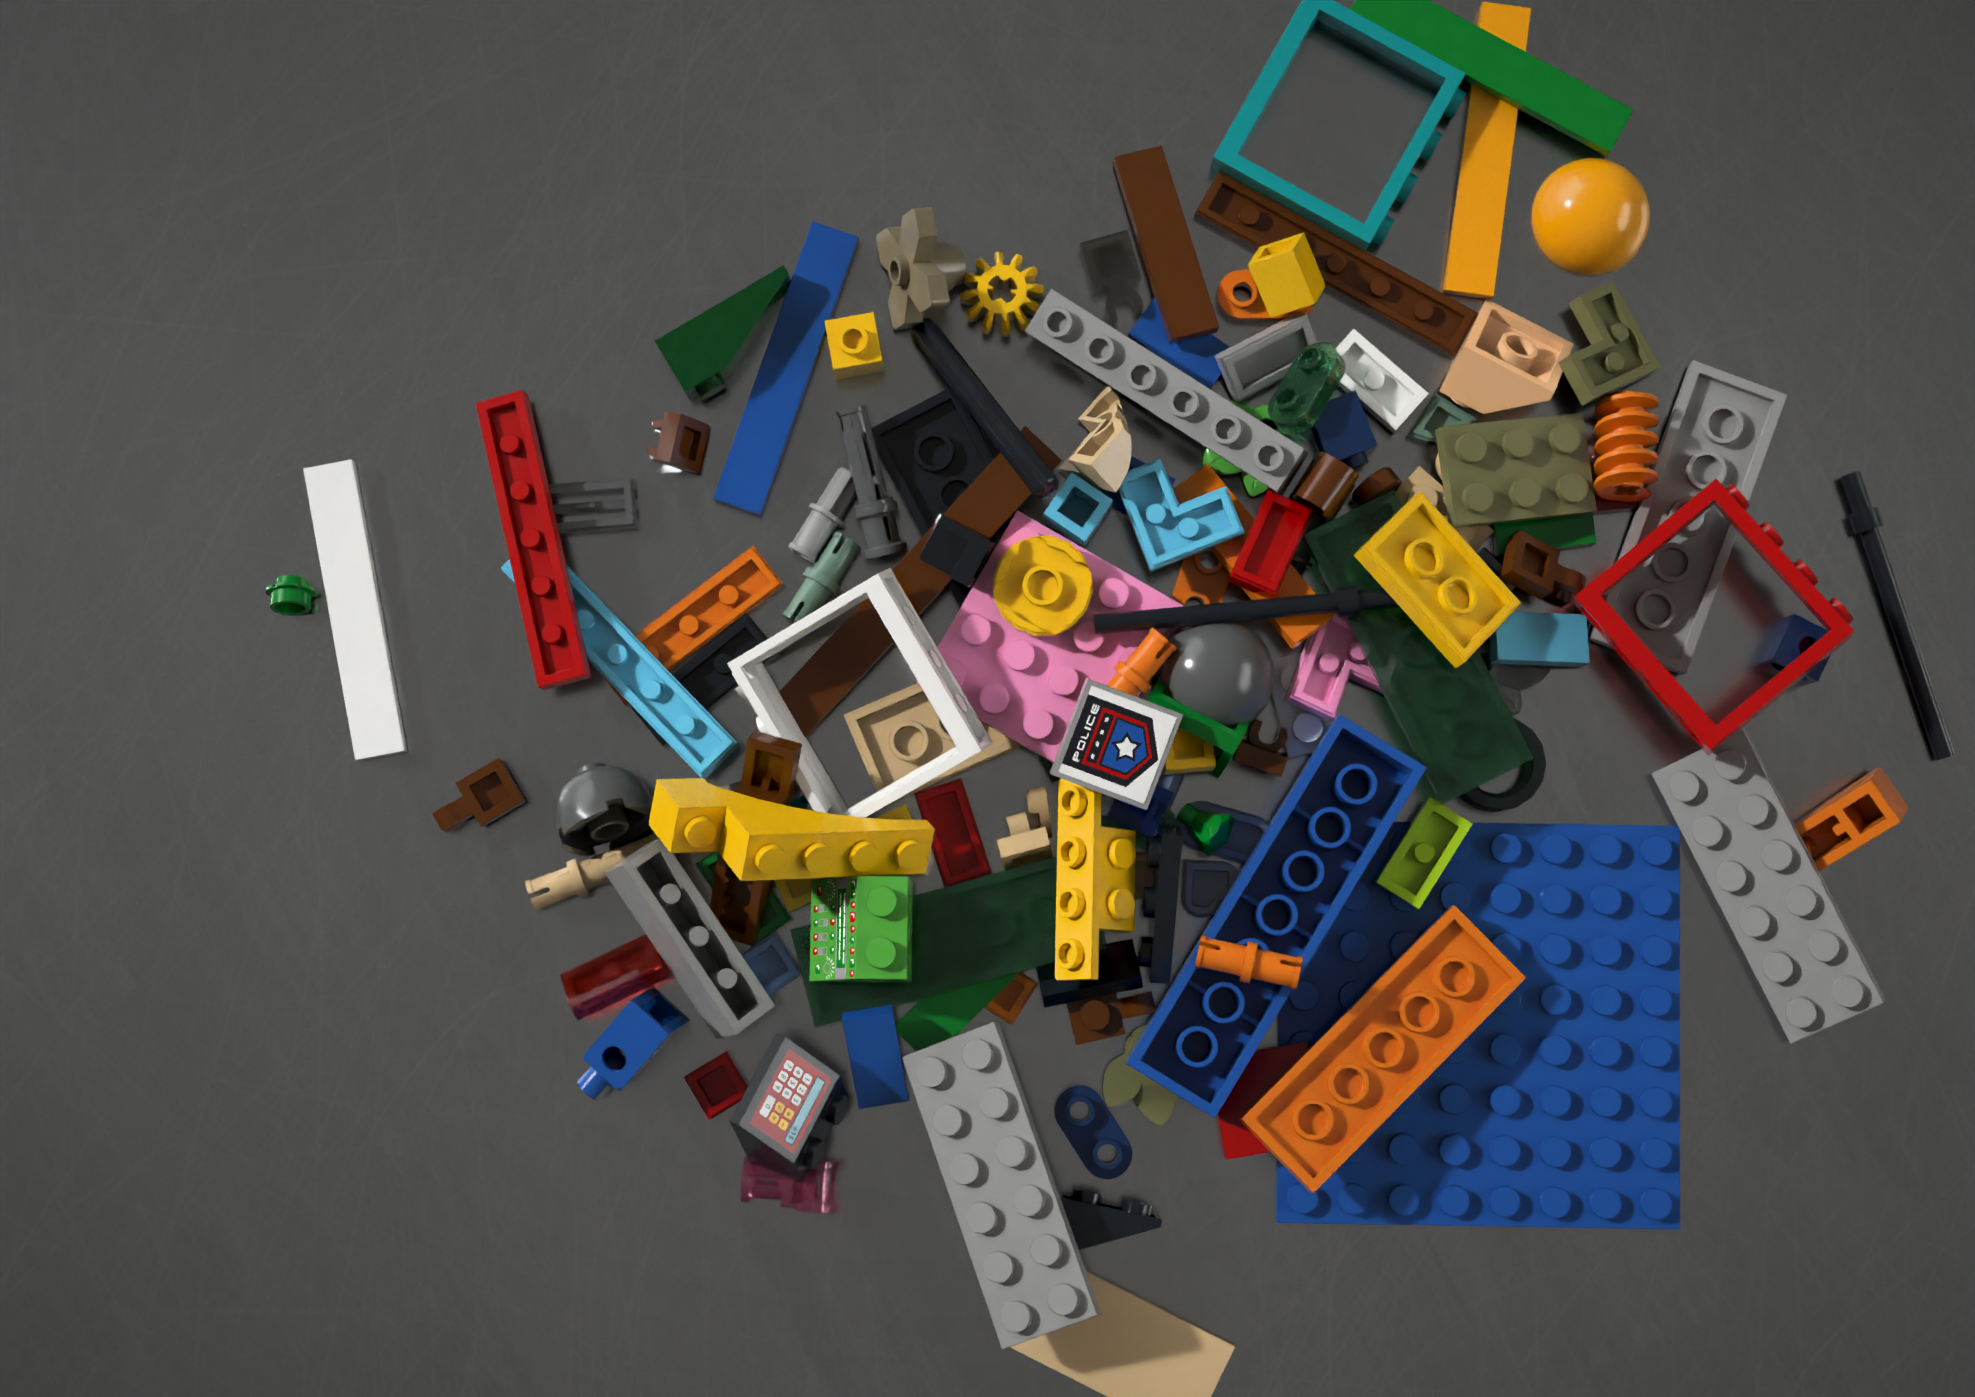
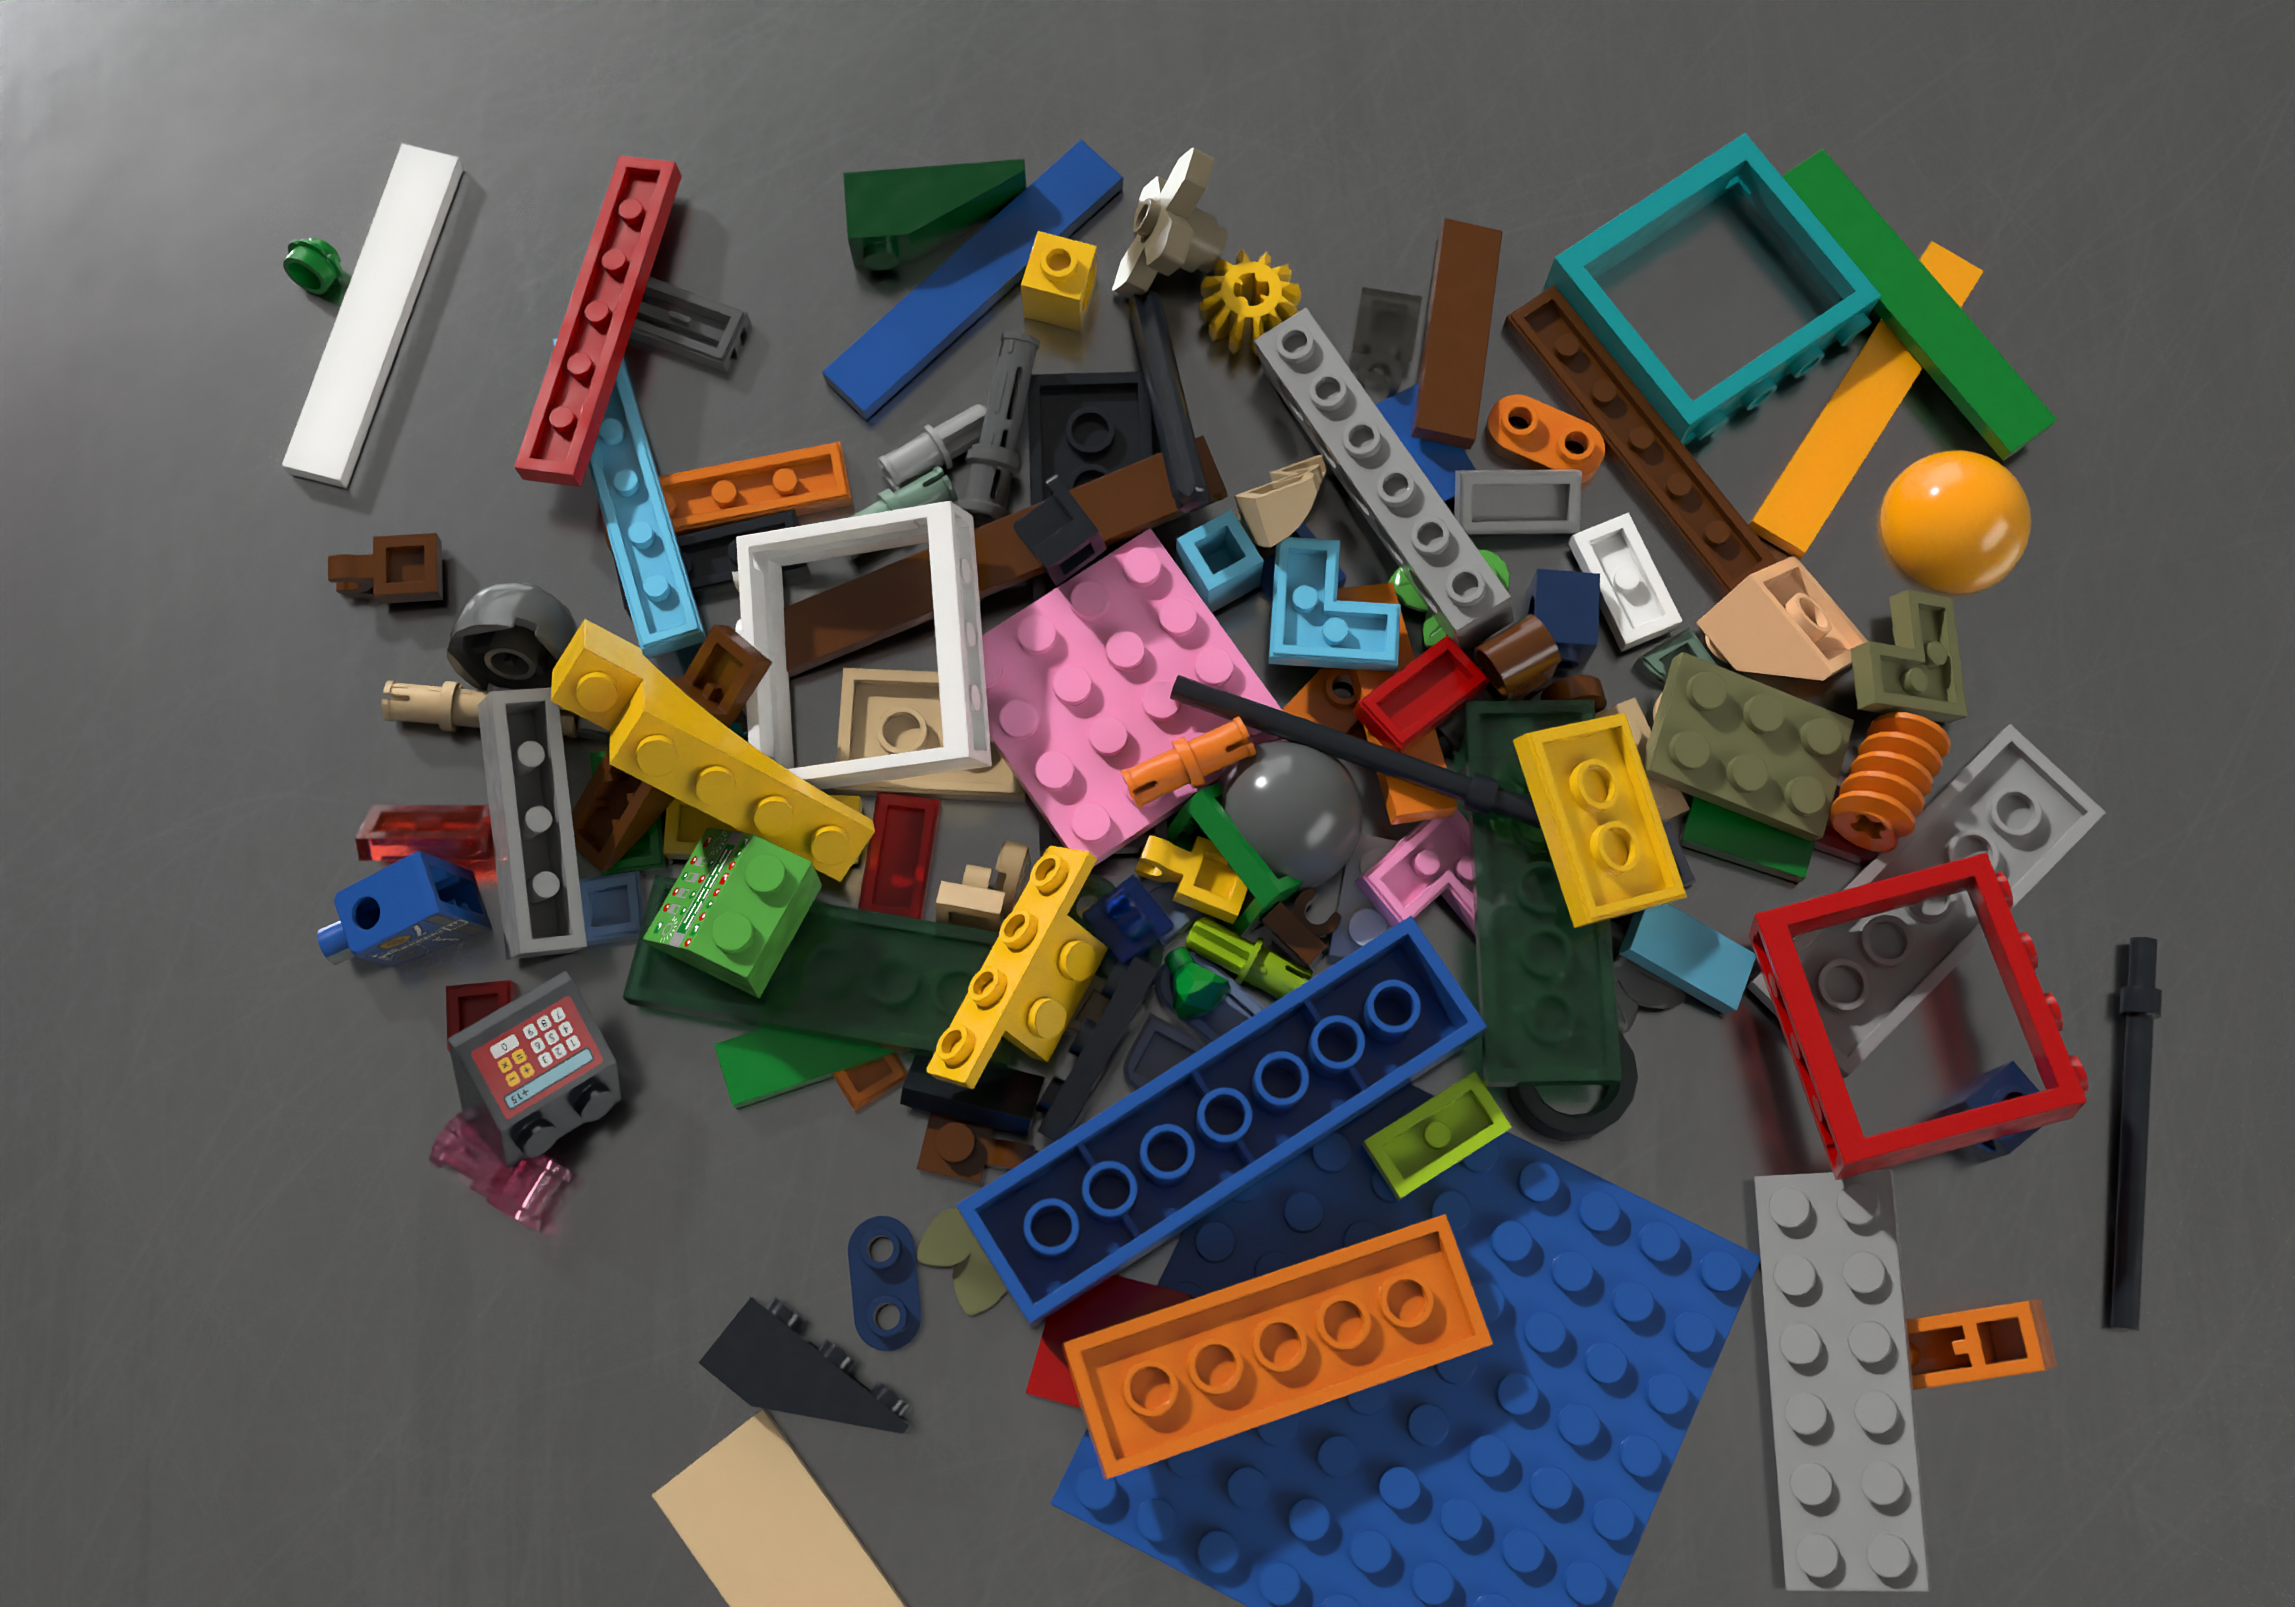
camera: 20 degrees right, 10 degrees down
(680, 442) = (818, 296): reddish brown tile -> none
(875, 1056) = (674, 1066): blue tile -> none
(1001, 1185) = (736, 1292): light grey plate -> none
(1042, 586) = (1135, 617): yellow tile -> none
(1116, 744) = (1130, 823): tile -> none
(1234, 789) = (1246, 959): none -> lime axle
(1248, 962) = (1161, 1150): orange pin -> none
(1287, 275) = (1578, 420): yellow panel -> none
(1306, 388) = (1545, 545): clear green plate -> none
(1535, 569) = (1721, 873): reddish brown plate -> none

